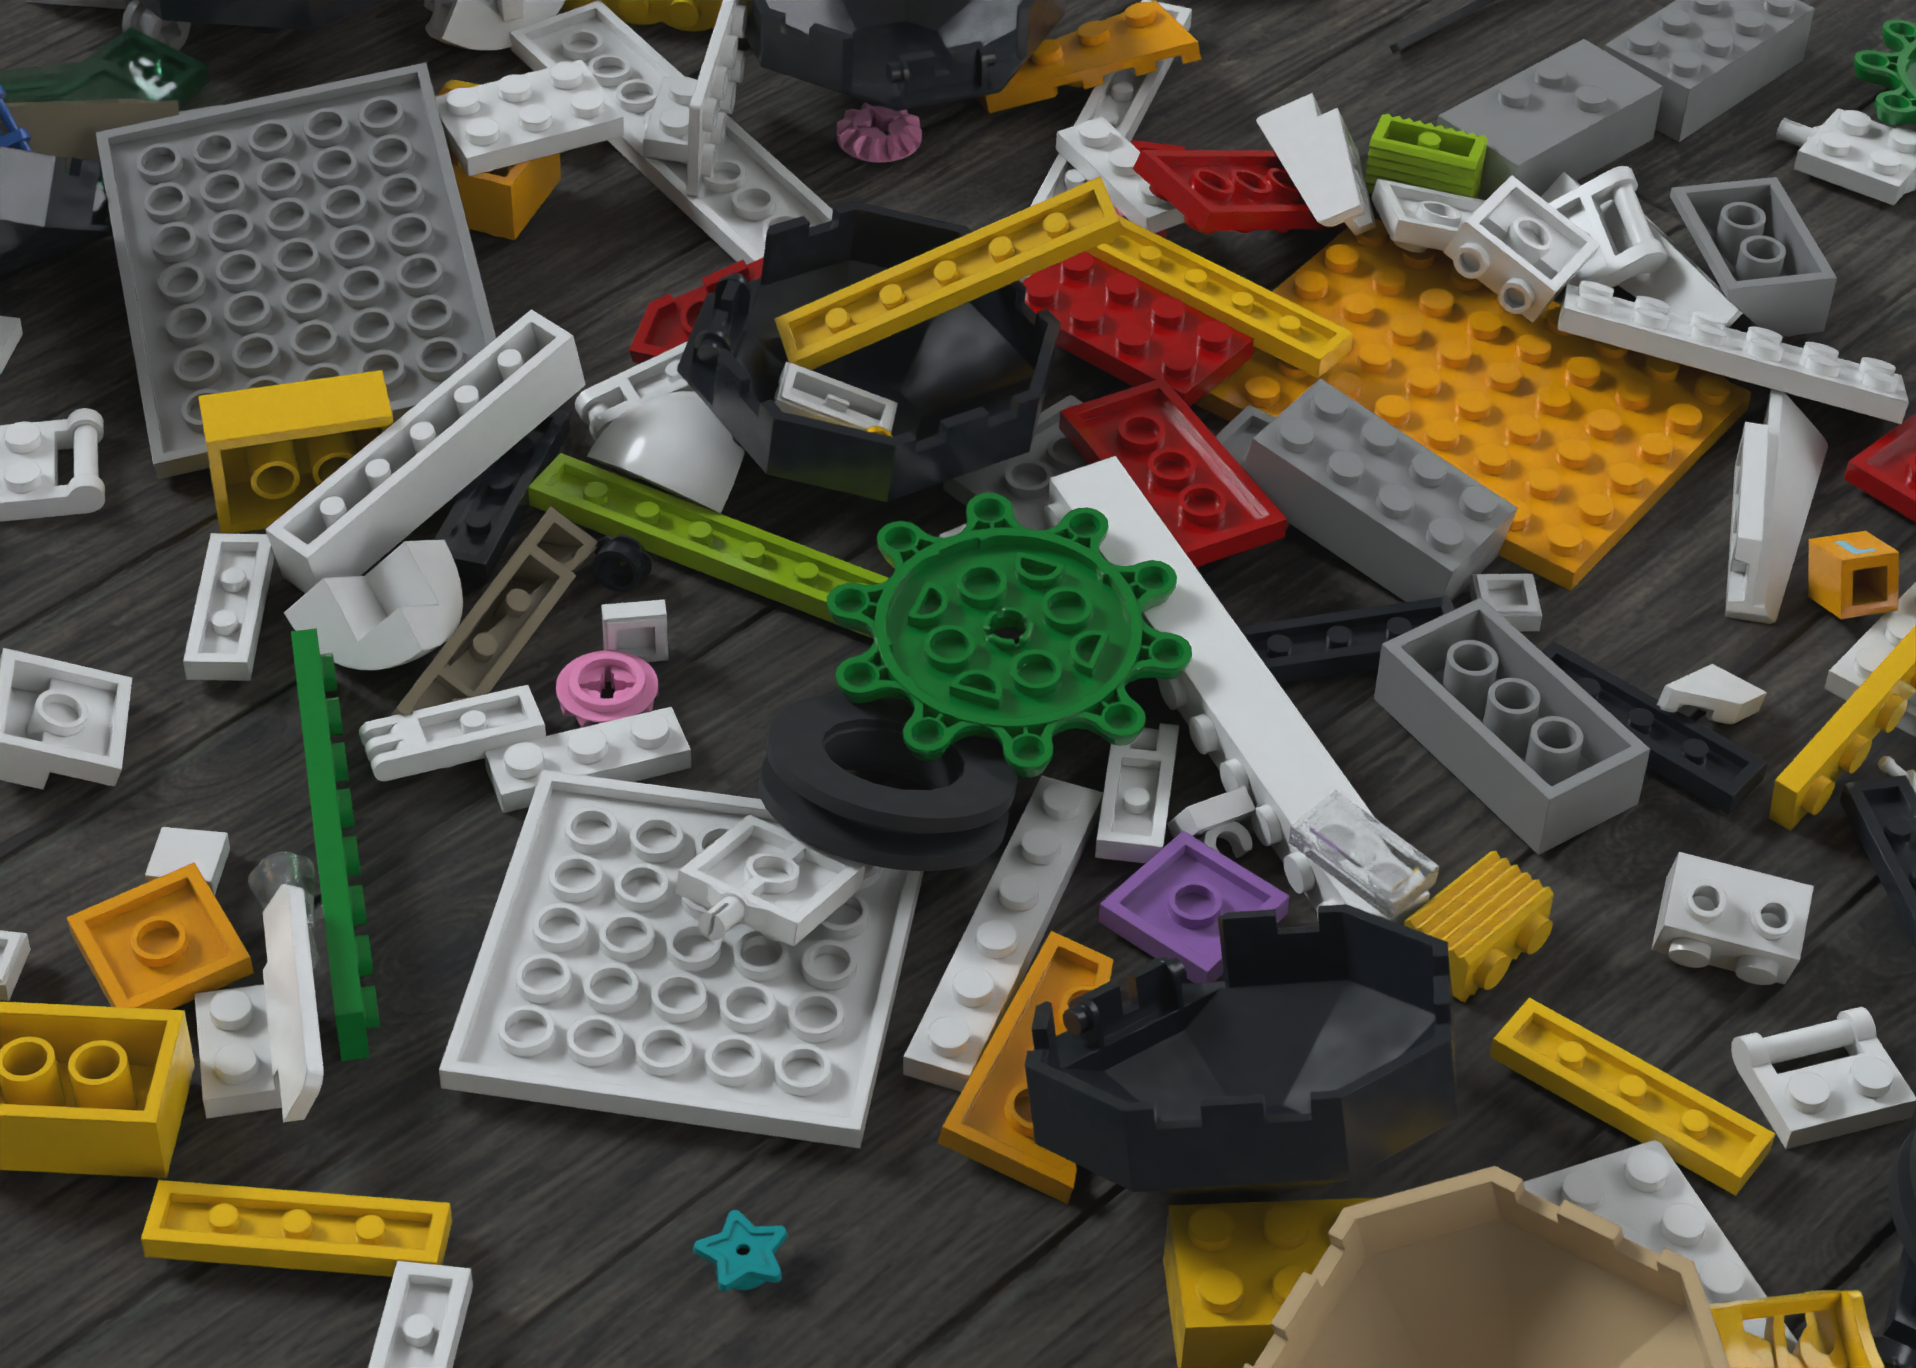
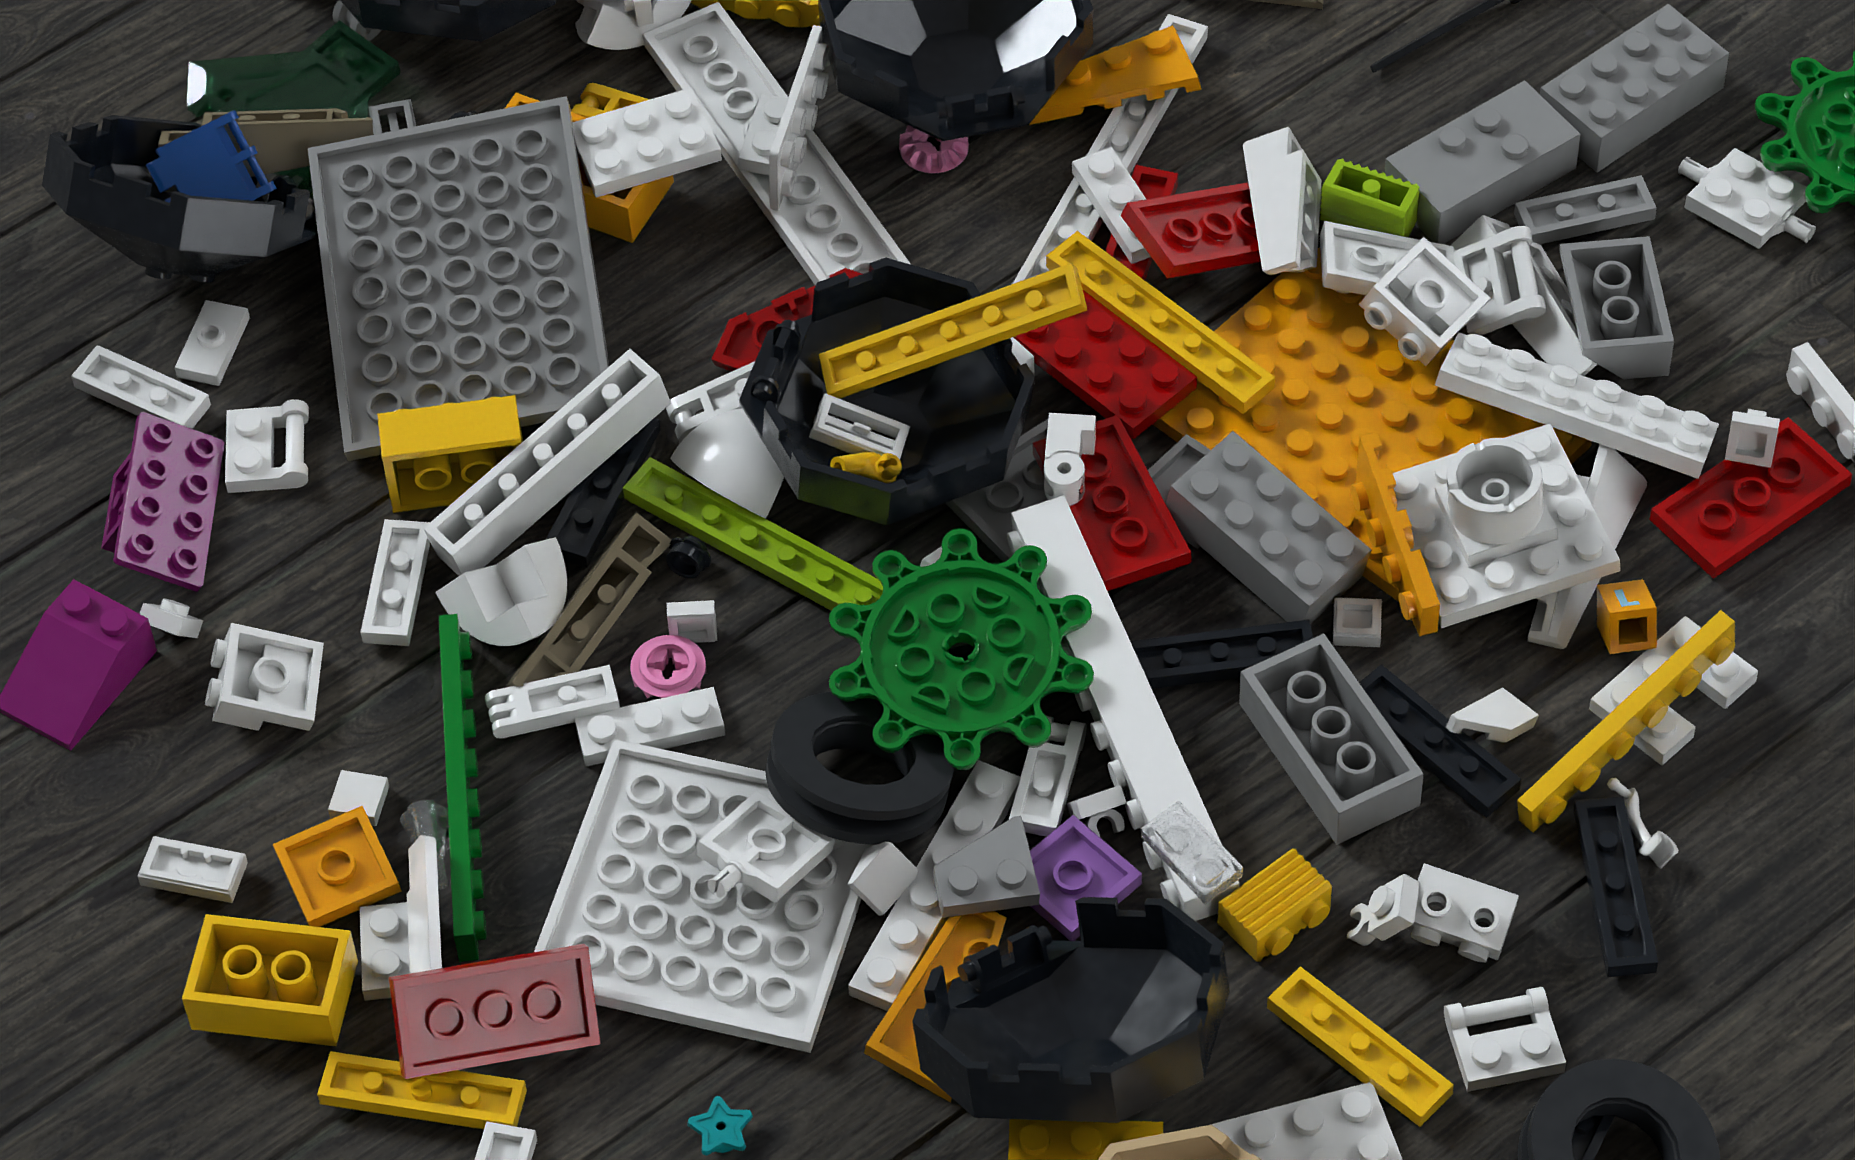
camera: 10 degrees right, 10 degrees up
(399, 1106) = (494, 1011): none -> plate
(935, 914) = (882, 876): none -> white slope
(1083, 903) = (988, 874): none -> light grey wing
(1112, 411) = (1063, 468): none -> white leg
(1545, 488) = (1394, 536): none -> light orange wing
(1638, 920) = (1388, 912): none -> white plate
(1668, 475) = (1503, 524): none -> white piece
(1691, 164) = (1586, 210): none -> light grey plate

